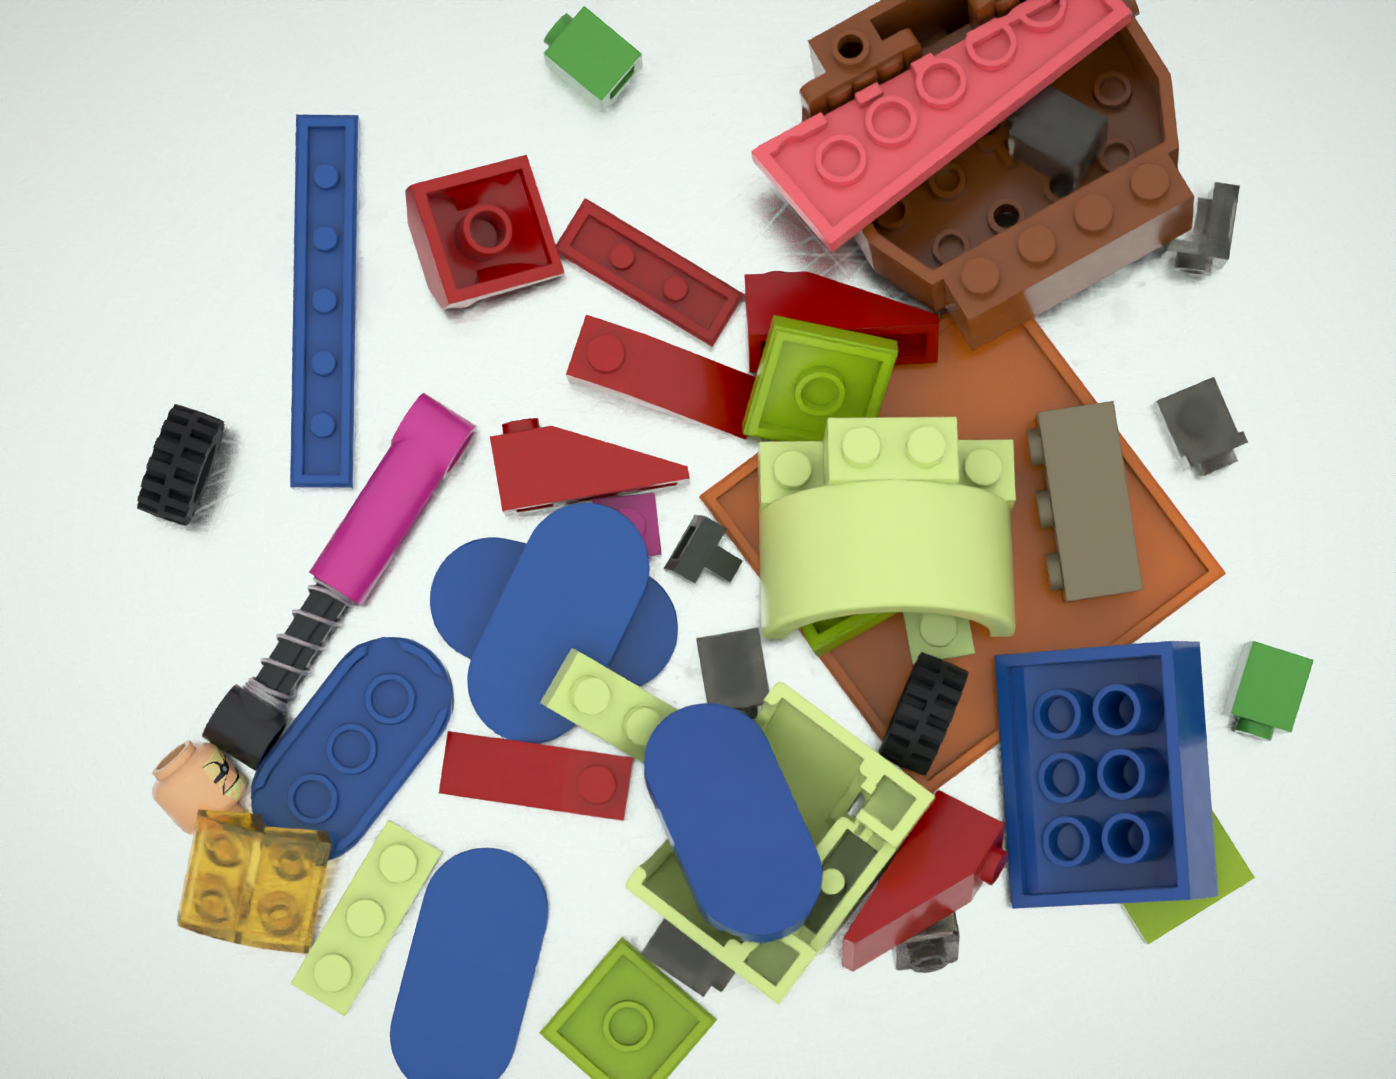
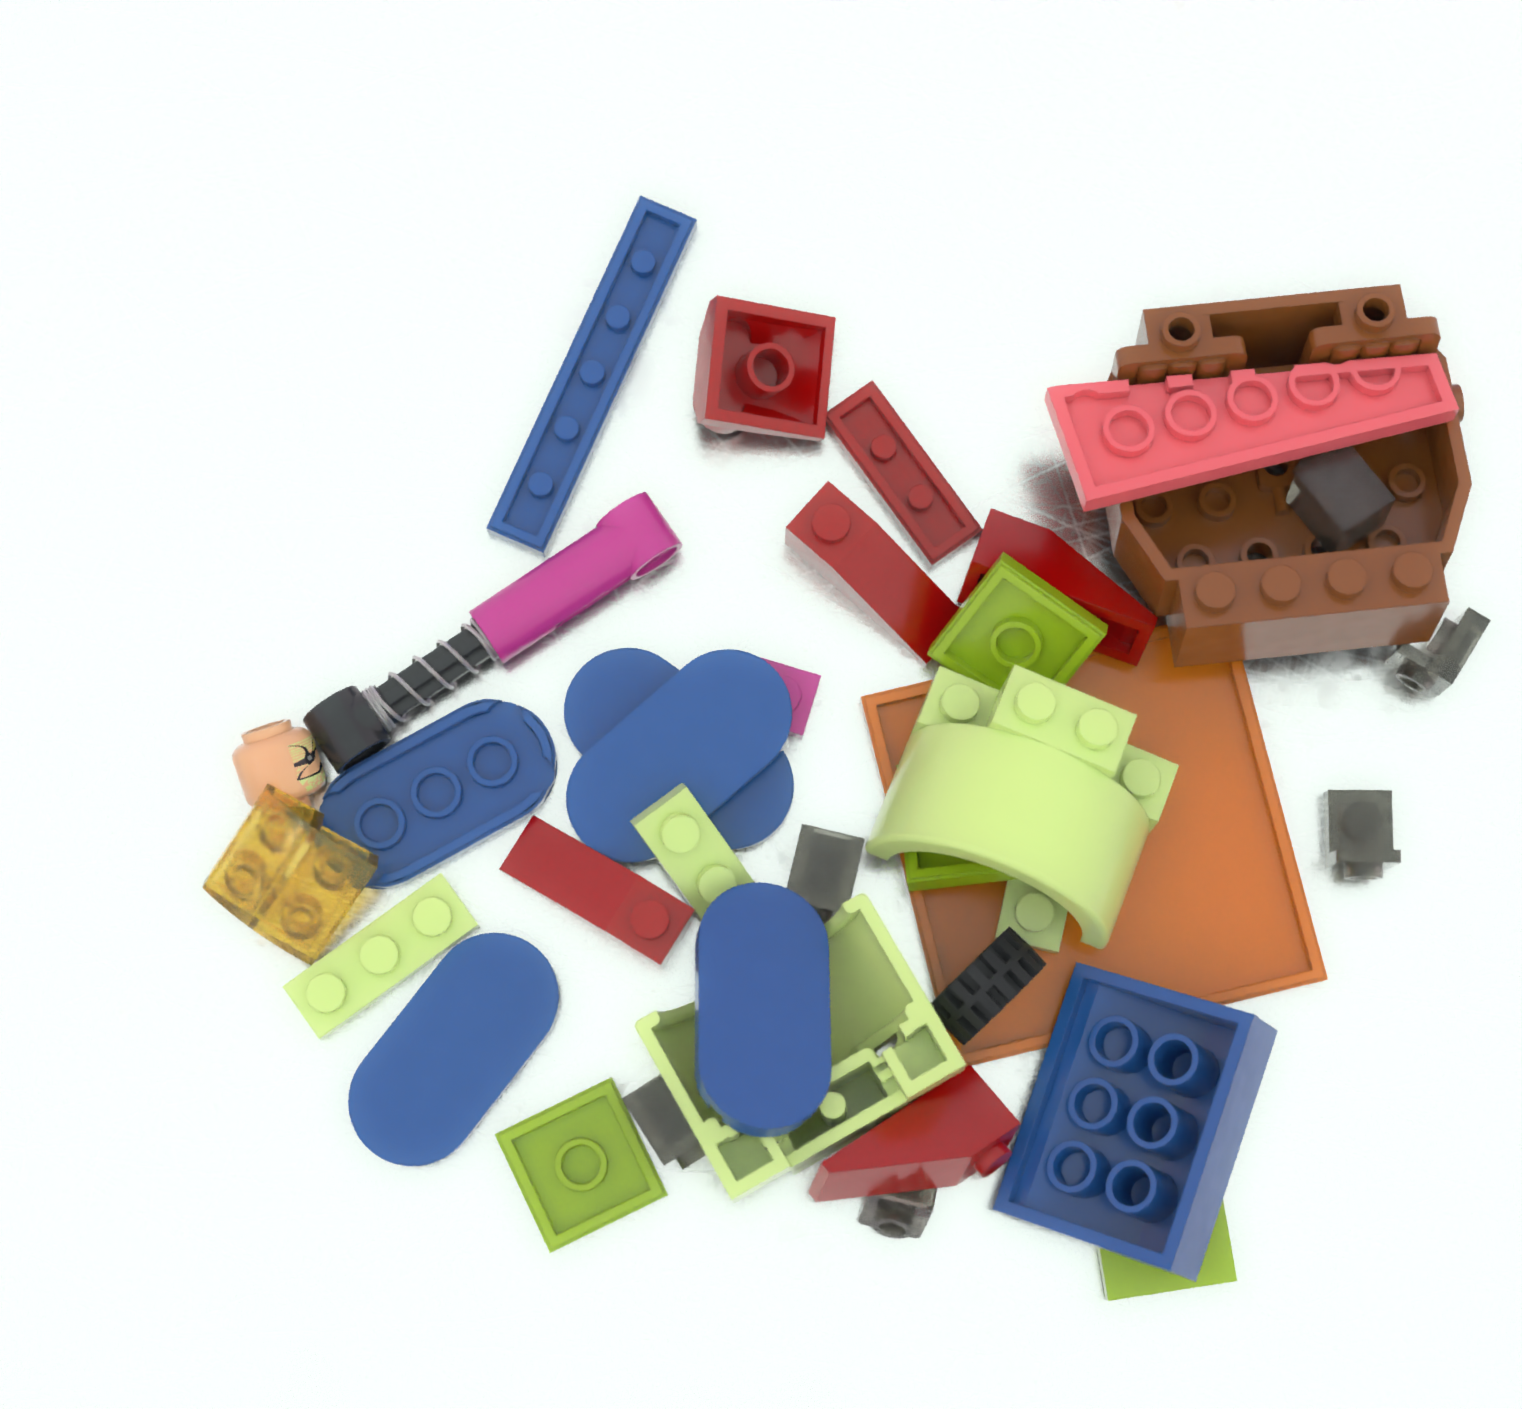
camera: 20 degrees right, 5 degrees down
(180, 464) = (393, 461): black tyre -> none
(561, 468) = (740, 611): red slope -> none
(591, 57) = (933, 255): bright green brick -> none
(700, 551) = (841, 748): pearl dark grey tile -> none
(1085, 502) = (1223, 853): dark tan brick -> none
(1267, 690) = (1322, 1106): bright green brick -> none

